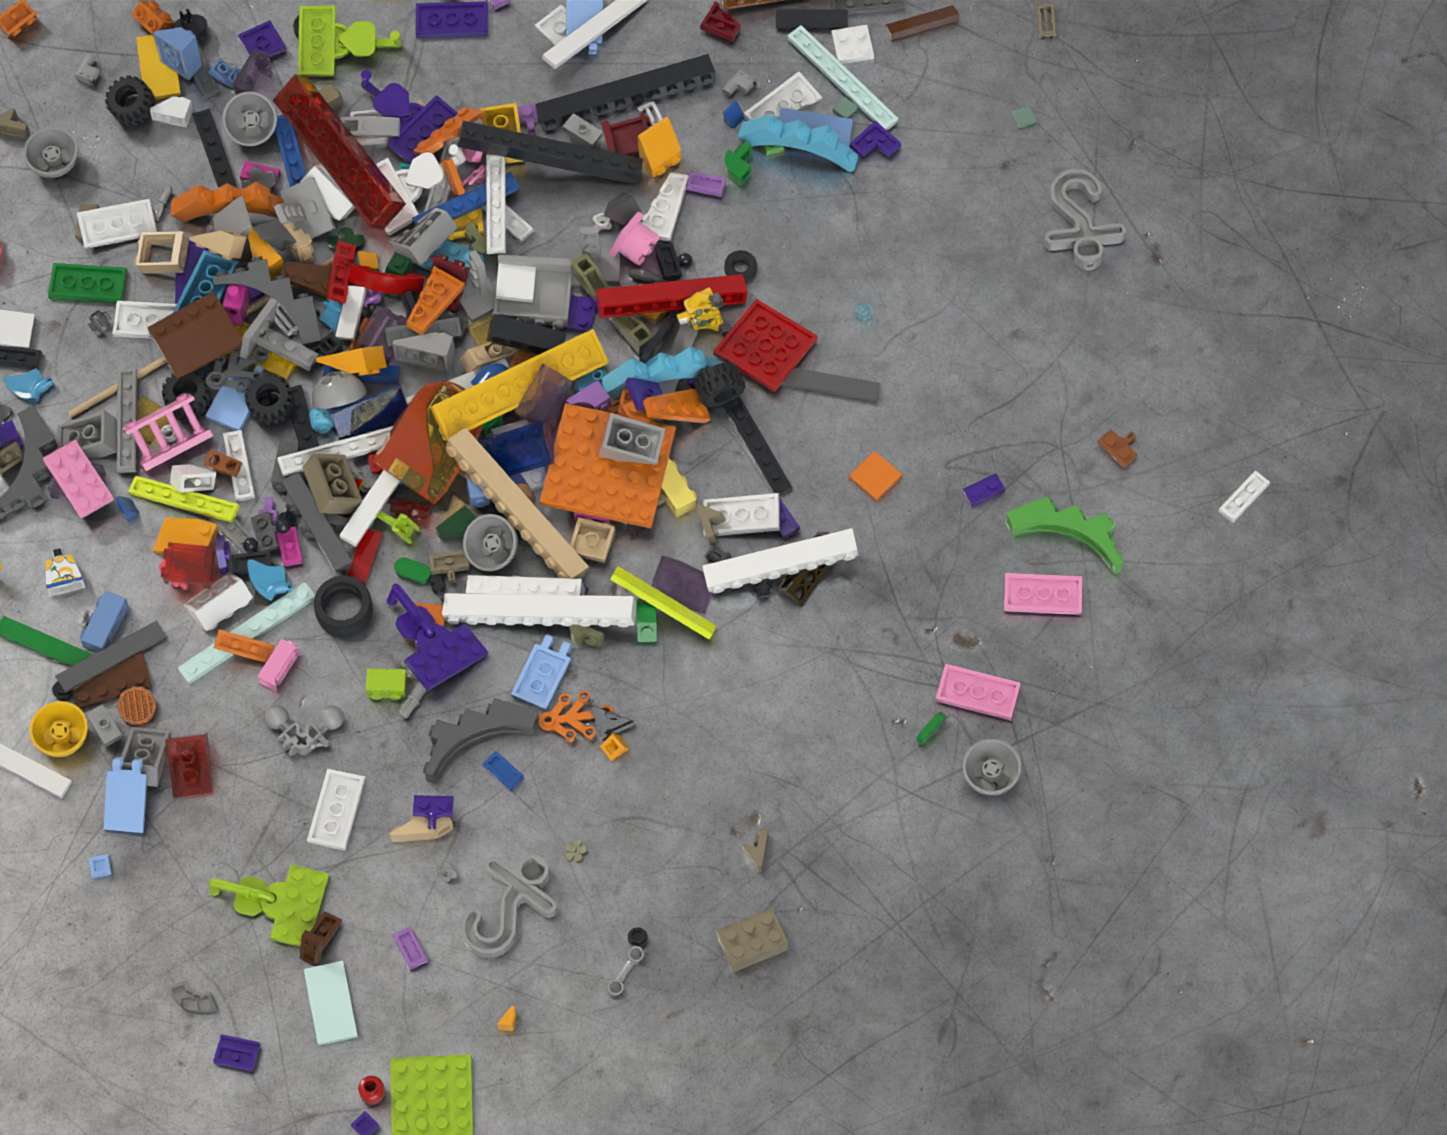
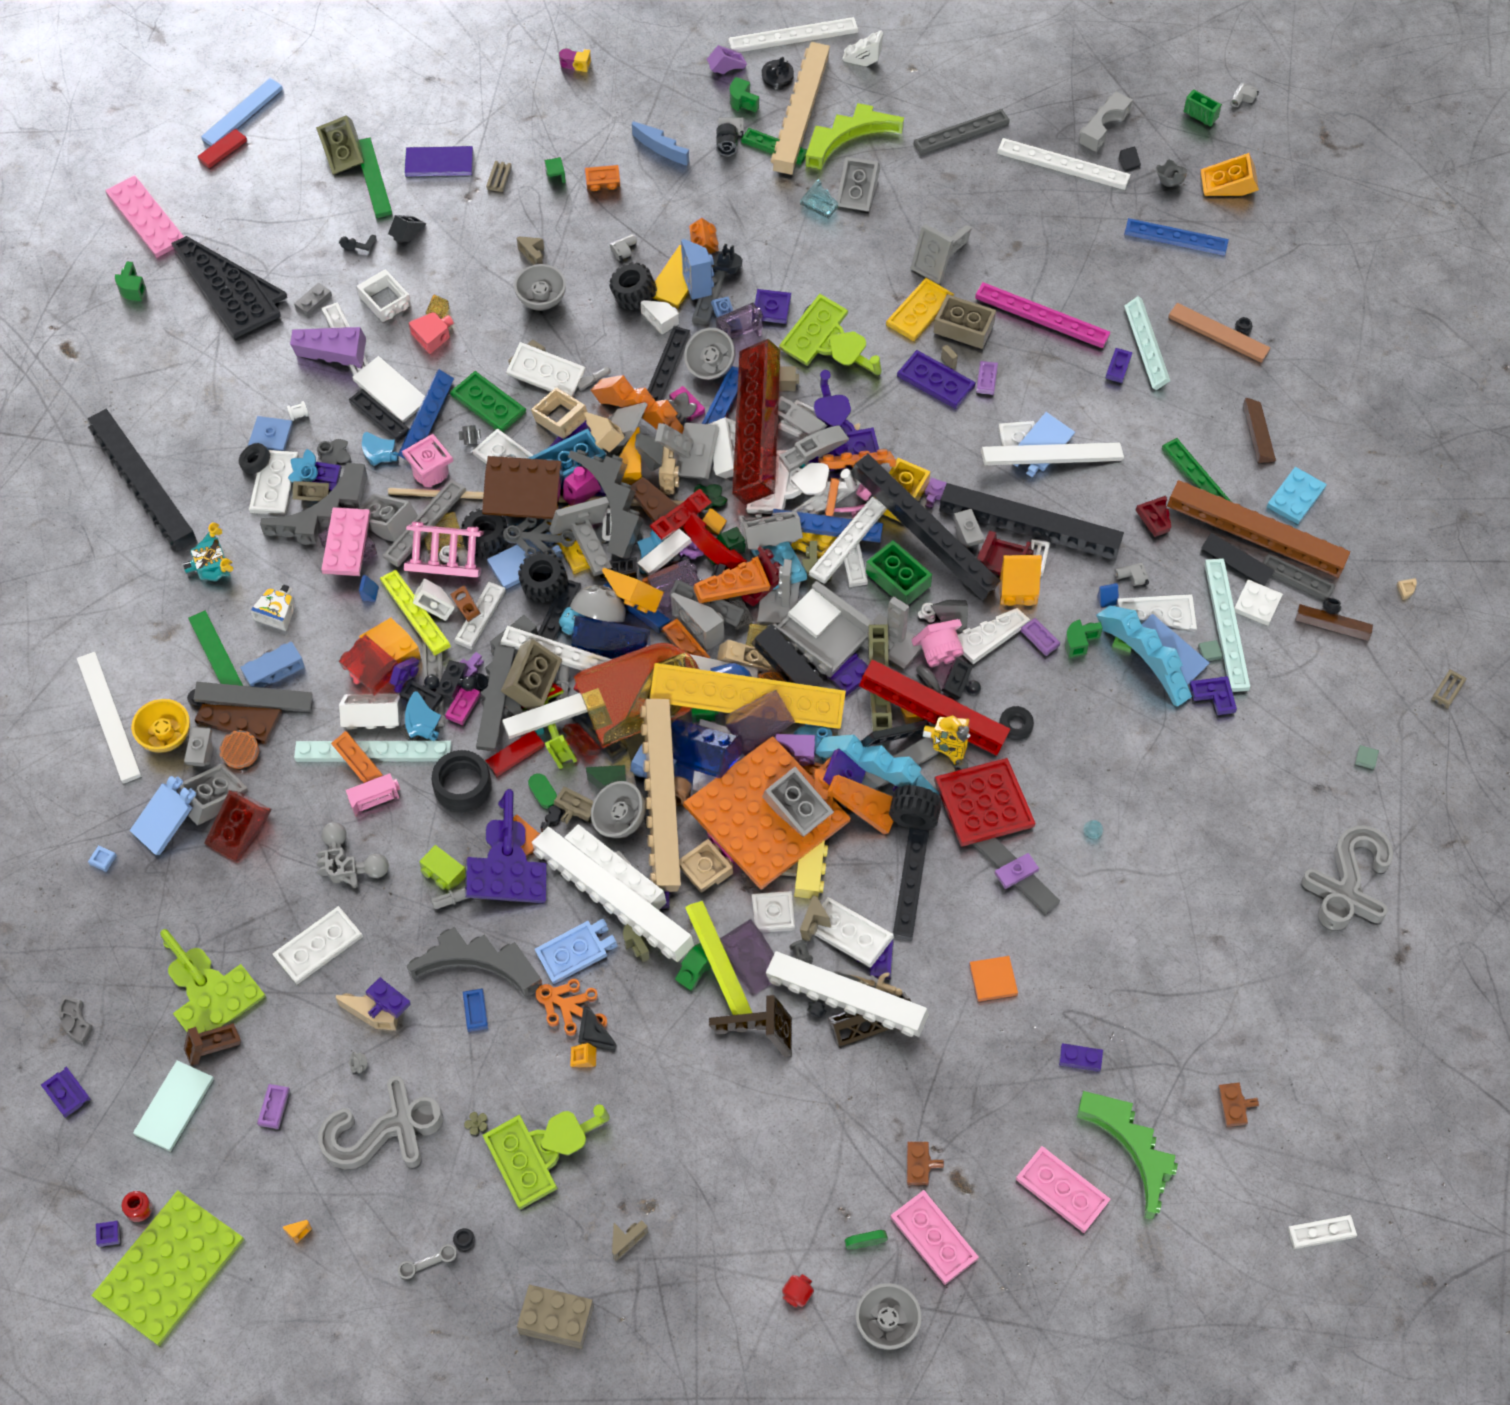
camera: 35 degrees right, 5 degrees down
(46, 330) = (428, 410): none -> blue plate
(87, 366) = (428, 461): none -> bright pink piece
(404, 144) = (813, 446): none -> light grey slope
(423, 374) = (681, 638): none -> orange plate
(555, 205) = (898, 573): none -> green brick
(640, 850) = (522, 1156): none -> lime plate
(670, 539) = (773, 911): none -> white tile
(730, 626) = (775, 1021): none -> dark brown piece
(787, 539) = (871, 980): none -> piece
(831, 382) = (1016, 870): none -> medium lavender plate
(911, 10) = (1332, 605): none -> black plate
(911, 797) = (797, 1290): none -> red head
(927, 647) = (920, 1163): none -> dark orange plate

